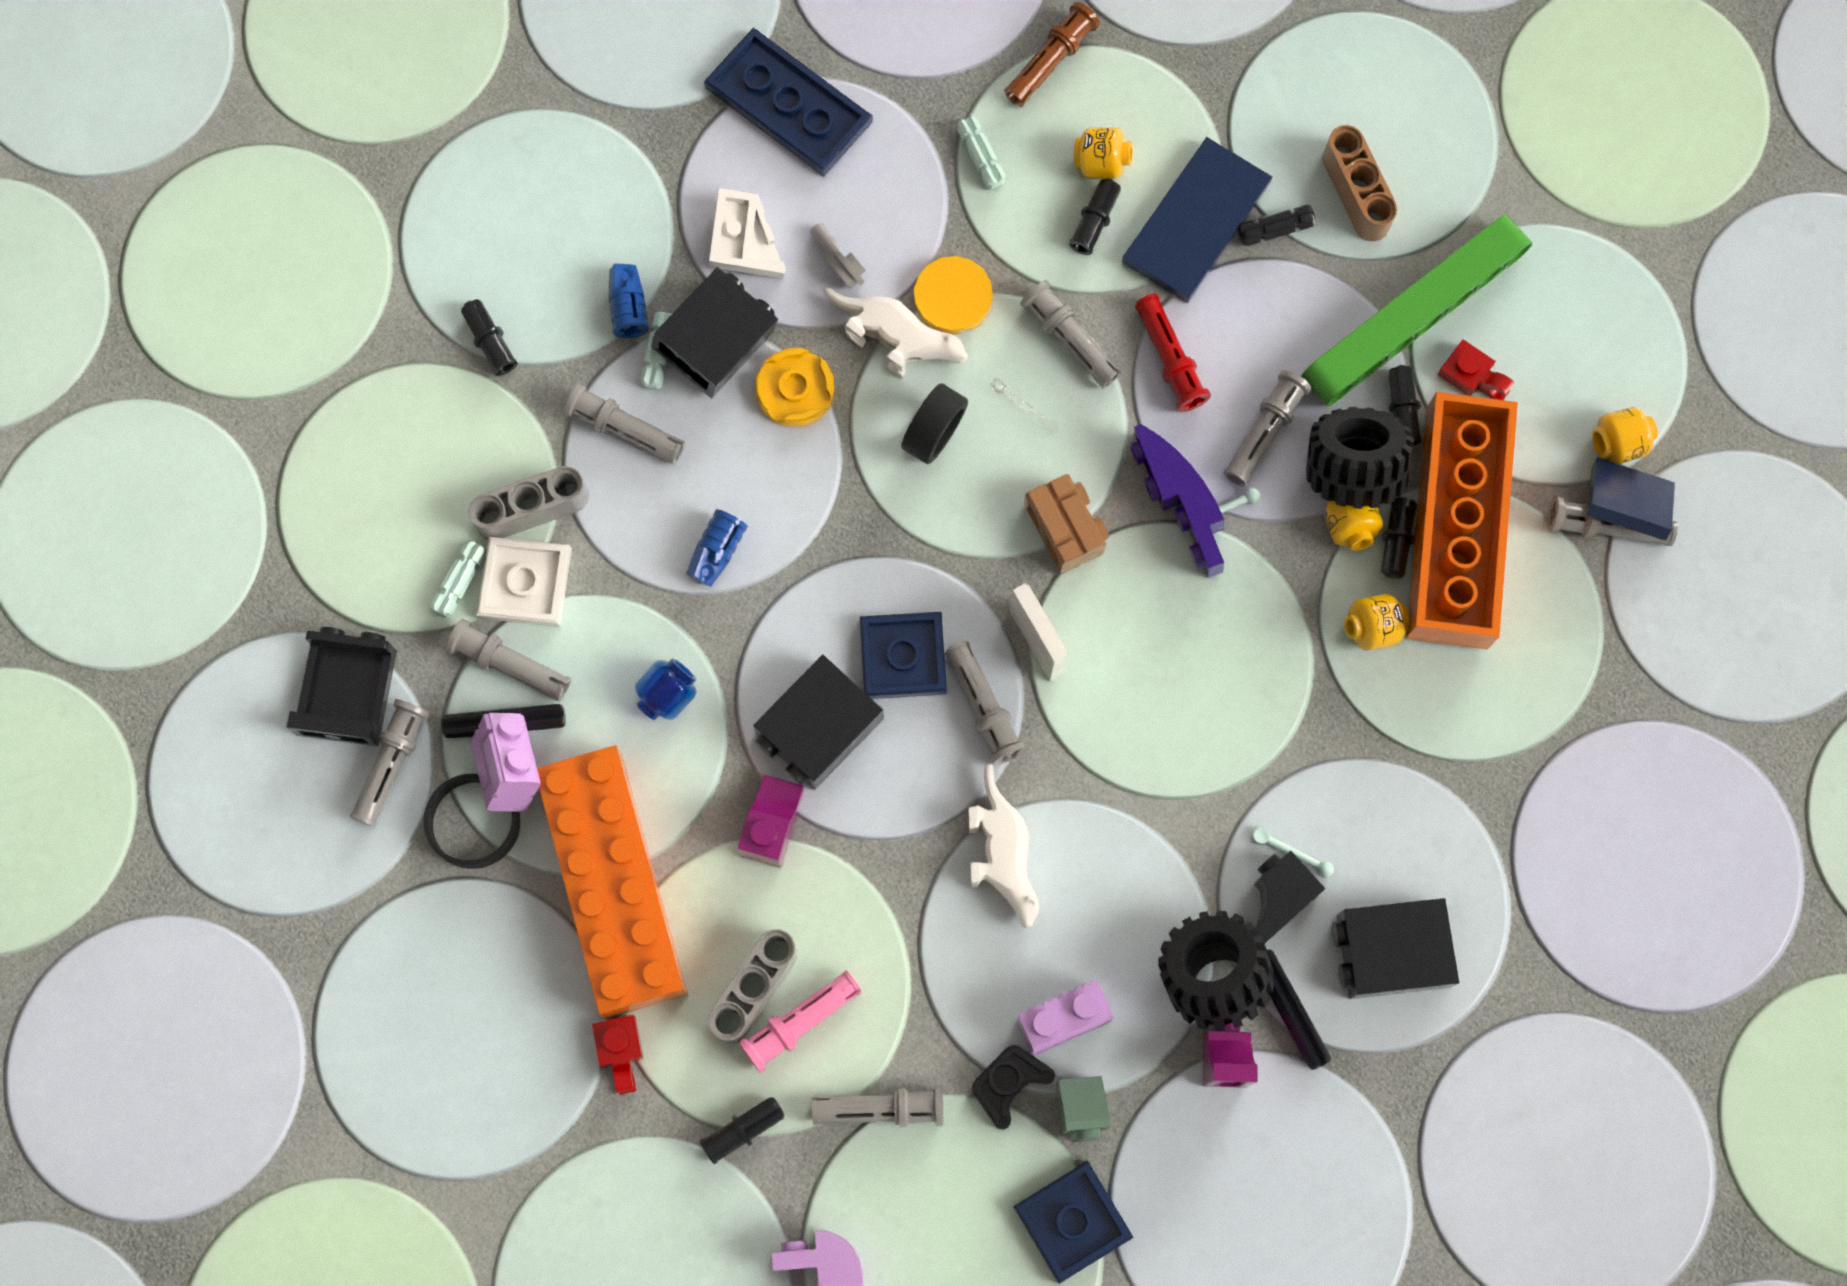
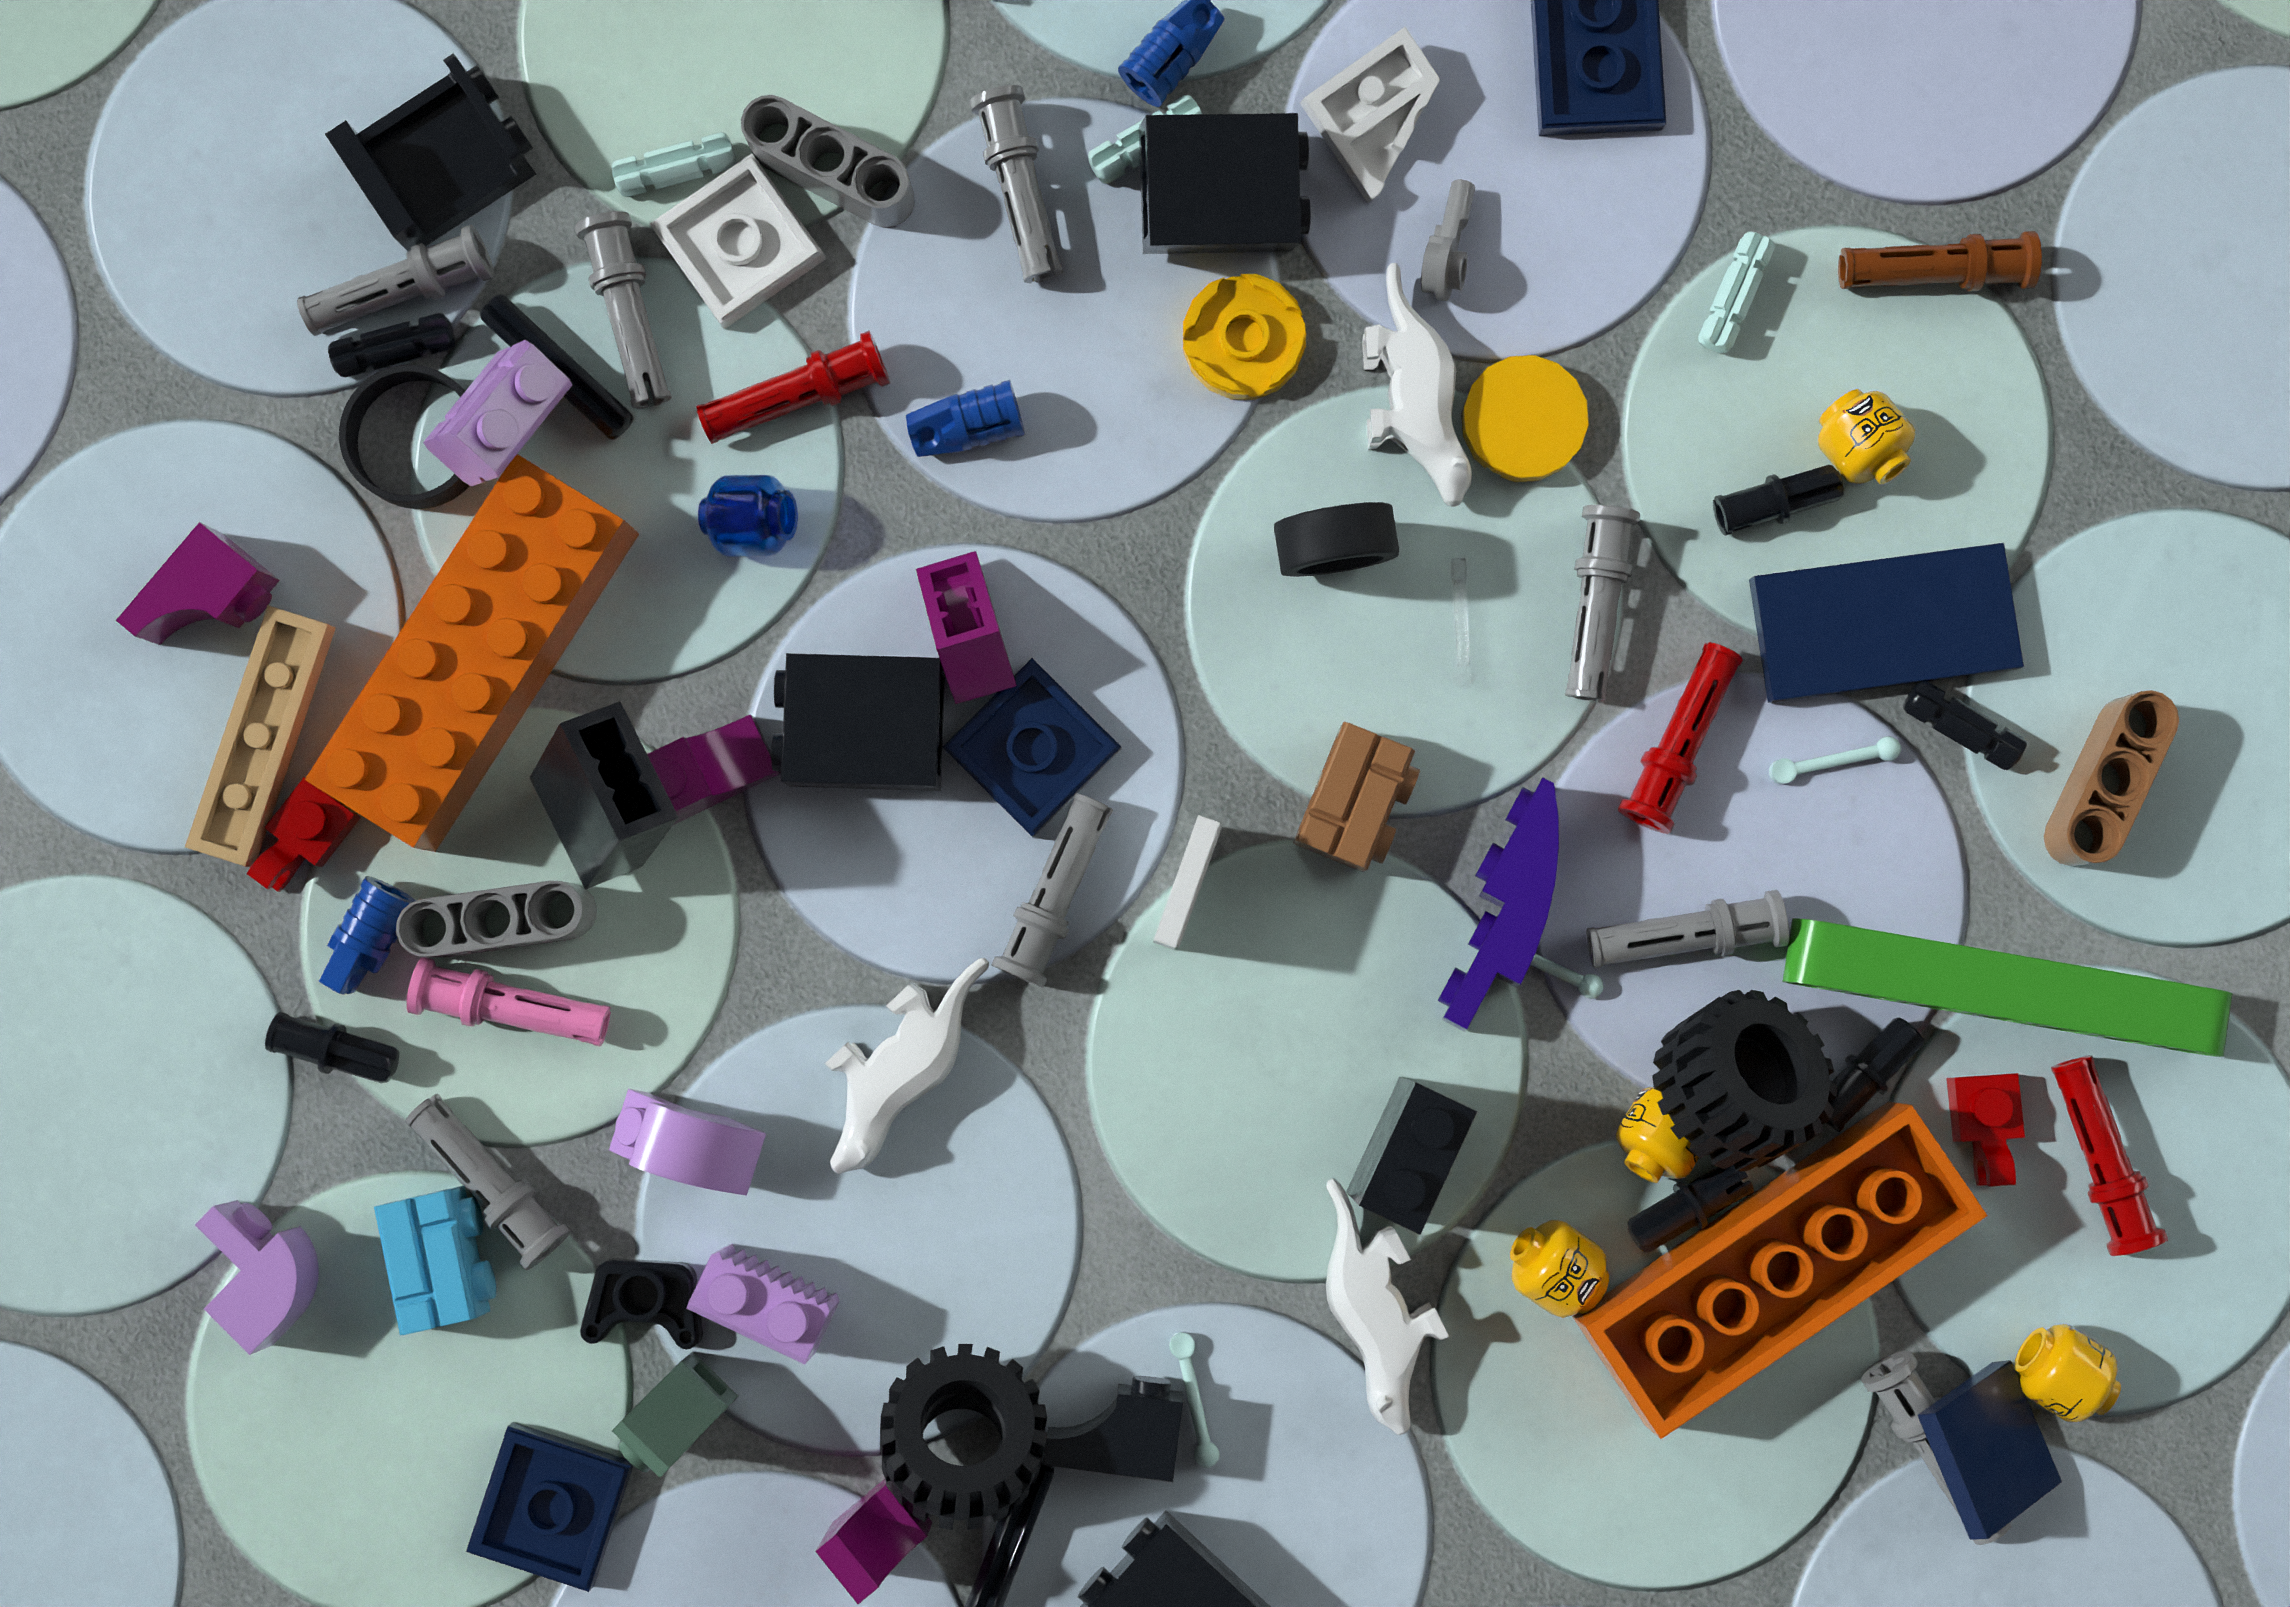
camera: 50 degrees right, 10 degrees up
(415, 792) = (391, 345): none -> black axle
(448, 986) = (200, 582): none -> magenta arch
(551, 1028) = (260, 736): none -> tan plate
(631, 598) = (822, 379): none -> red pin
(700, 1060) = (364, 935): none -> blue hinge
(743, 871) = (602, 794): none -> black brick
(817, 632) = (965, 627): none -> magenta arch
(895, 1167) = (435, 1259): none -> medium azure brick
(948, 987) = (686, 1144): none -> lavender brick
(1227, 321) = (1784, 770): none -> light aqua hinge
(1261, 637) = (1410, 1154): none -> black brick
(1324, 725) = (1376, 1312): none -> white animal
(1553, 340) = (2114, 1182): none -> red pin

